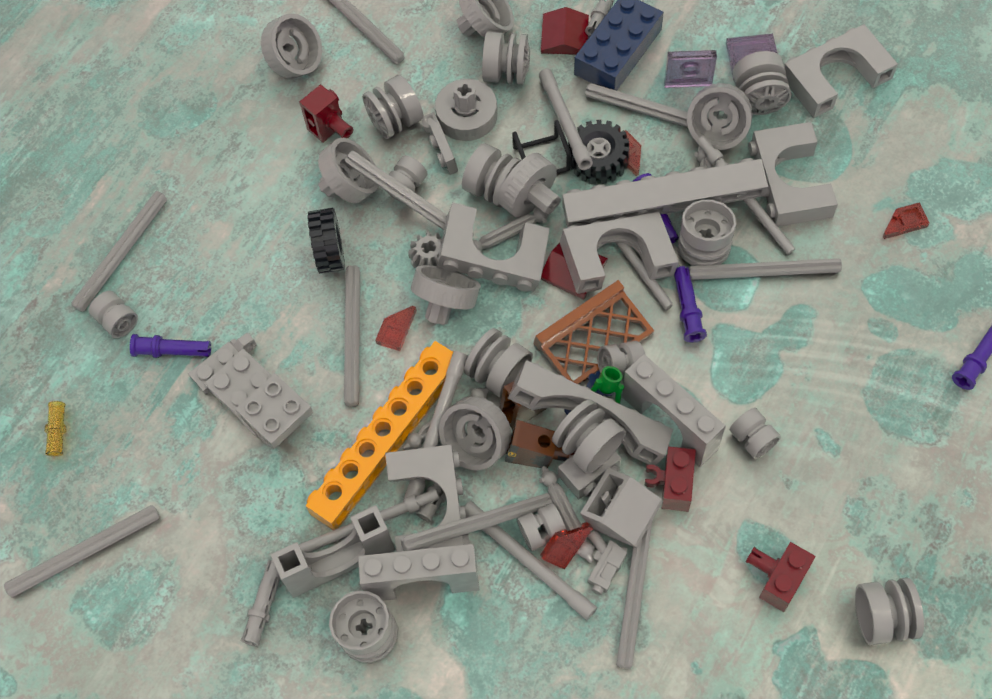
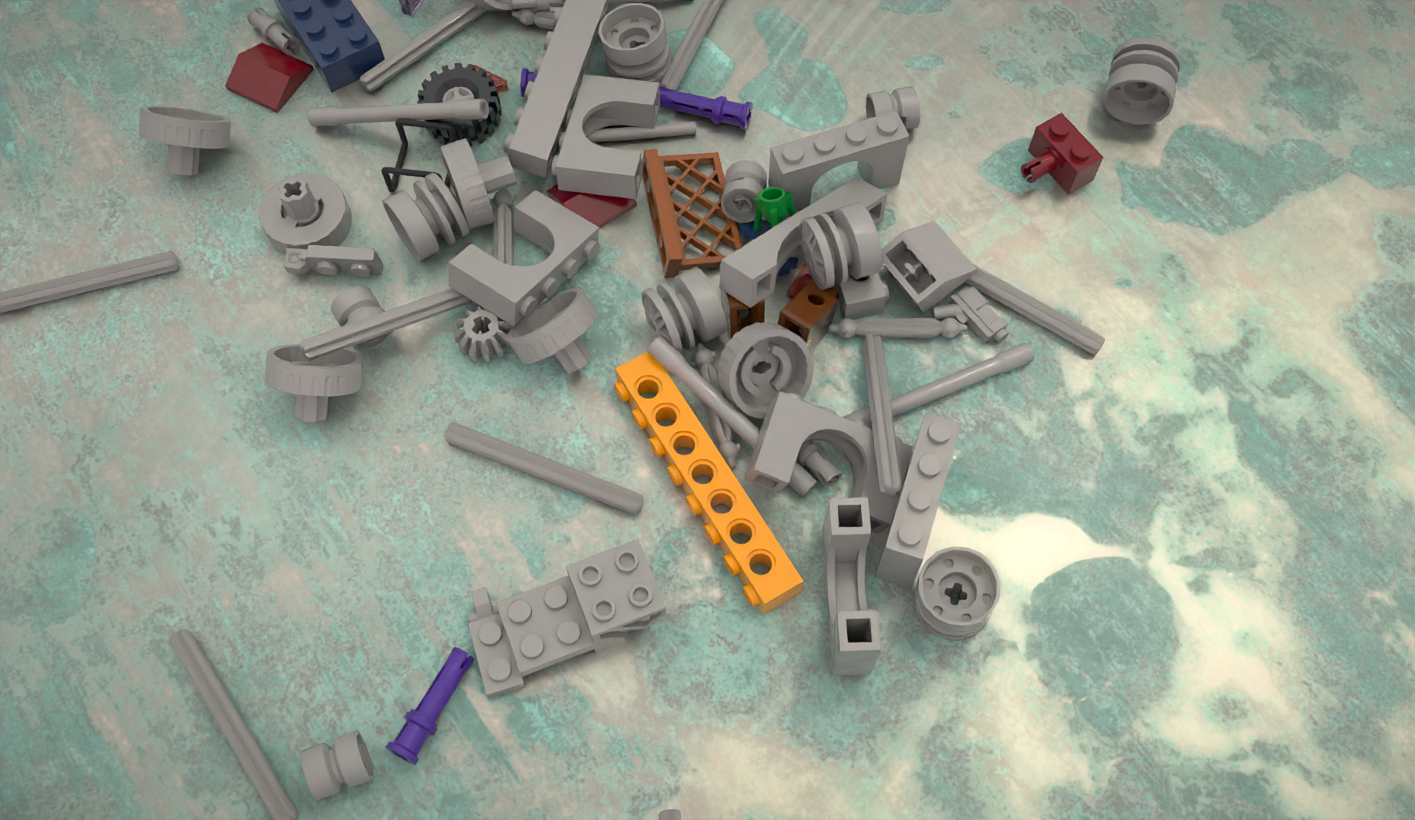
camera: 70 degrees left, 0 degrees up
(260, 611) = (864, 713): light grey pin -> none
(281, 50) = (68, 369): light grey piece -> none
(323, 114) = (204, 371): dark red brick -> none
(326, 240) = (401, 435): black wheel -> none
(393, 106) = (250, 286): light grey wheel -> none
(395, 328) = (563, 415): clear red tile -> none
(410, 505) = (817, 482): light grey bar -> none
(505, 57) = (268, 138): light grey wheel -> none
(550, 521) = (908, 355): light grey wheel -> none
(565, 545) = (942, 338): clear red tile -> none
(676, 478) = (912, 200): dark red brick -> none

